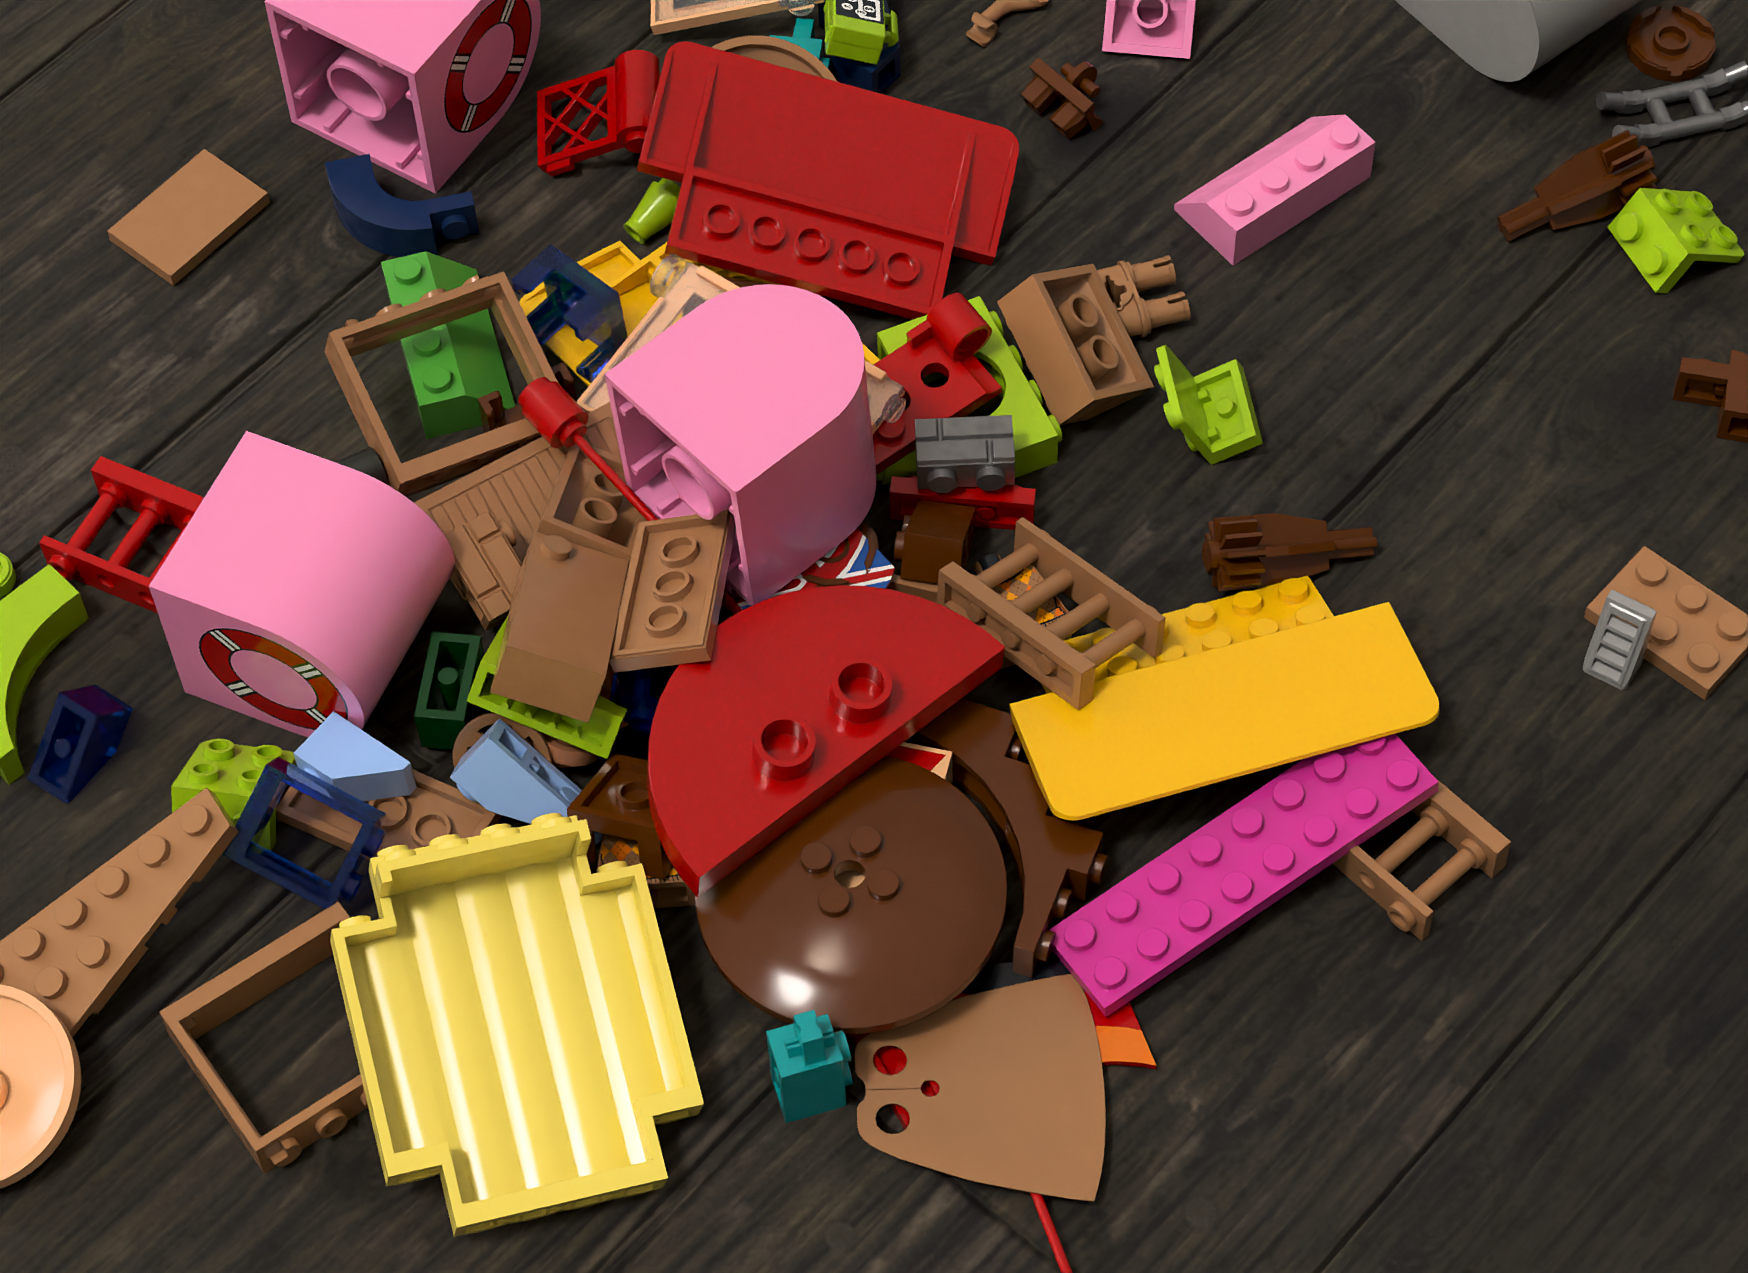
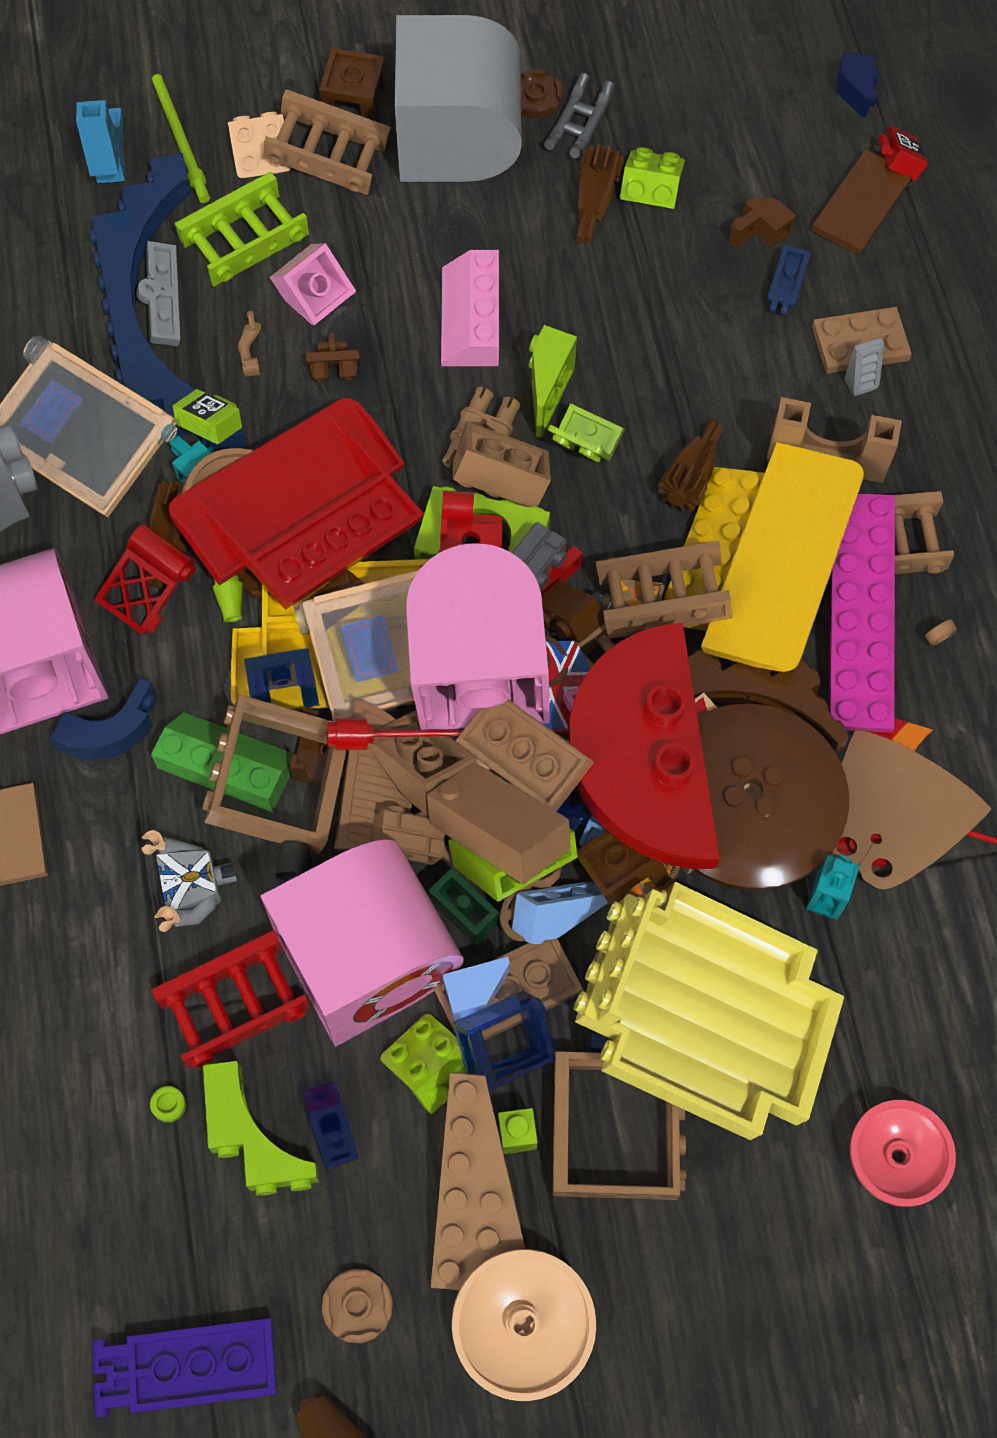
camera: 55 degrees left, 10 degrees up
(212, 933) = (517, 1131): none -> lime brick
(268, 399) = (187, 880): none -> torso
(1248, 311) = (551, 370): none -> lime slope
(1306, 982) = (941, 632): none -> medium nougat tile
(1480, 713) = (871, 450): none -> medium nougat arch
(1676, 479) = (788, 278): none -> dark blue hinge

